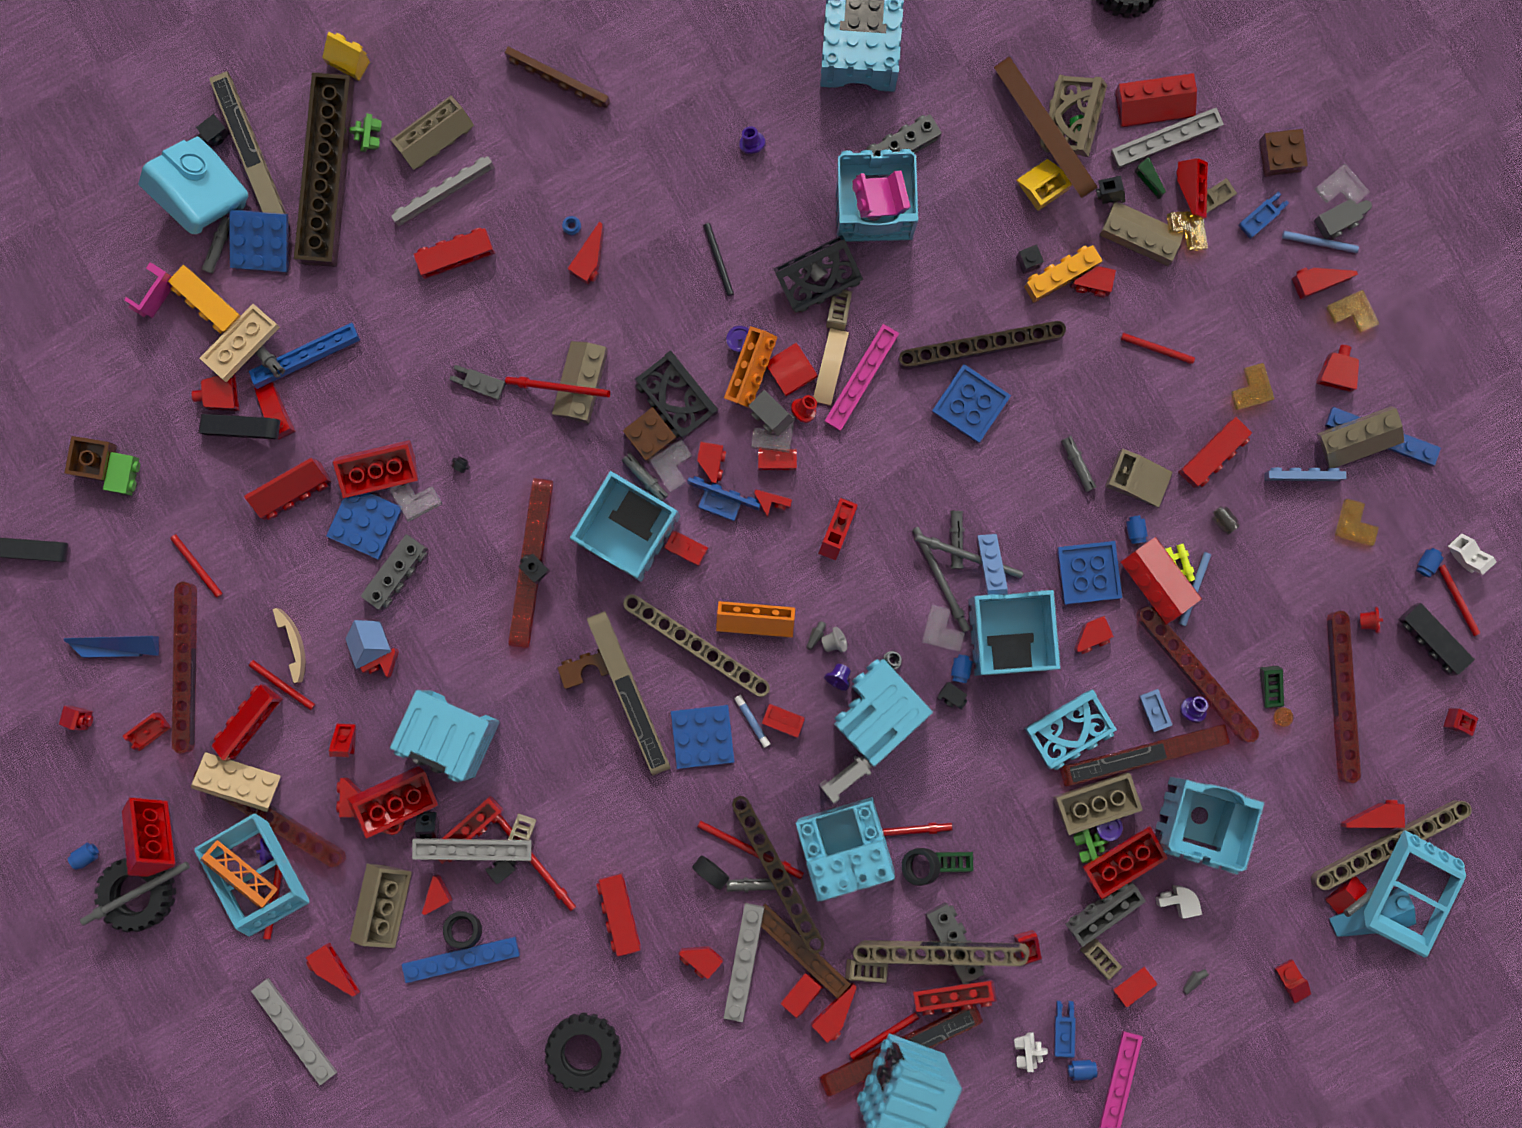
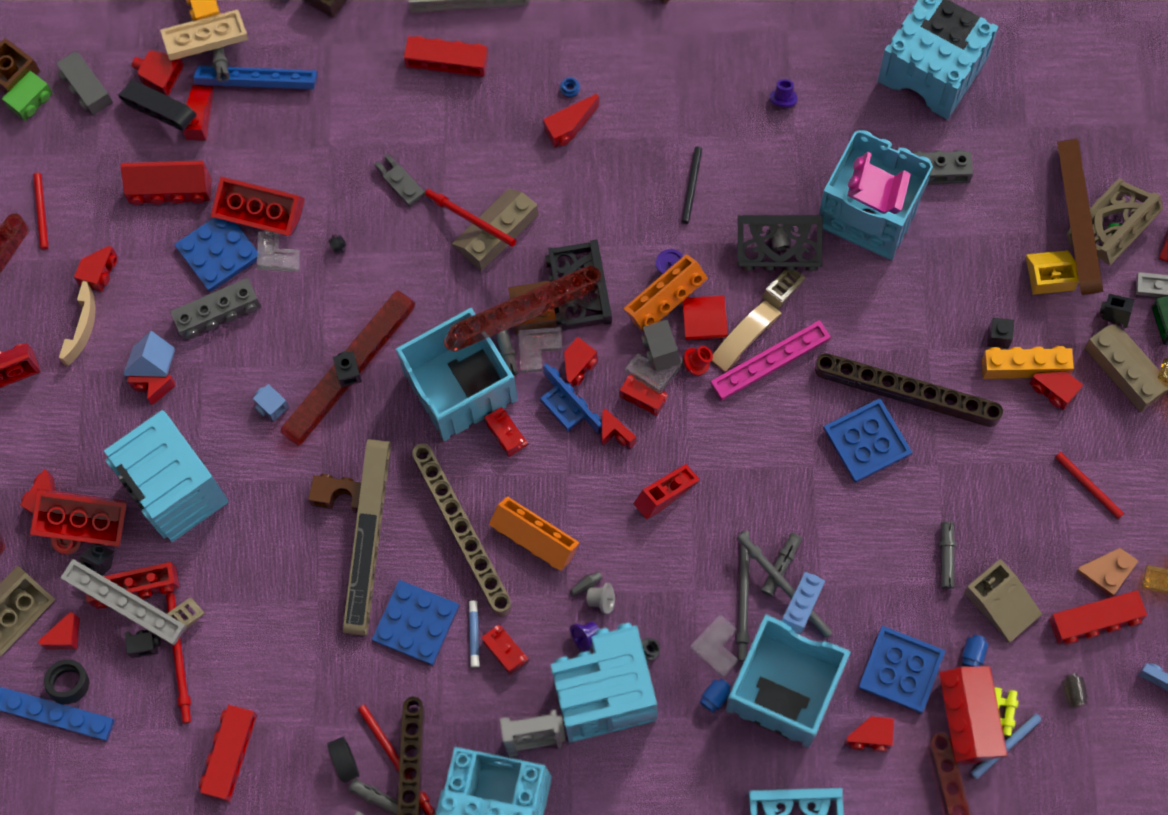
camera: 30 degrees right, 15 degrees down
(161, 437) = (83, 83): none -> dark grey brick
(275, 592) = (96, 268): none -> red slope
(281, 684) = (47, 358): red bar -> none
(343, 740) = (70, 438): red slope -> none
(485, 626) = (270, 403): none -> medium blue brick
(649, 454) = (521, 308): none -> clear red beam
(953, 696) = (691, 717): black brick -> none
(1206, 409) = (1109, 570): none -> nougat wing

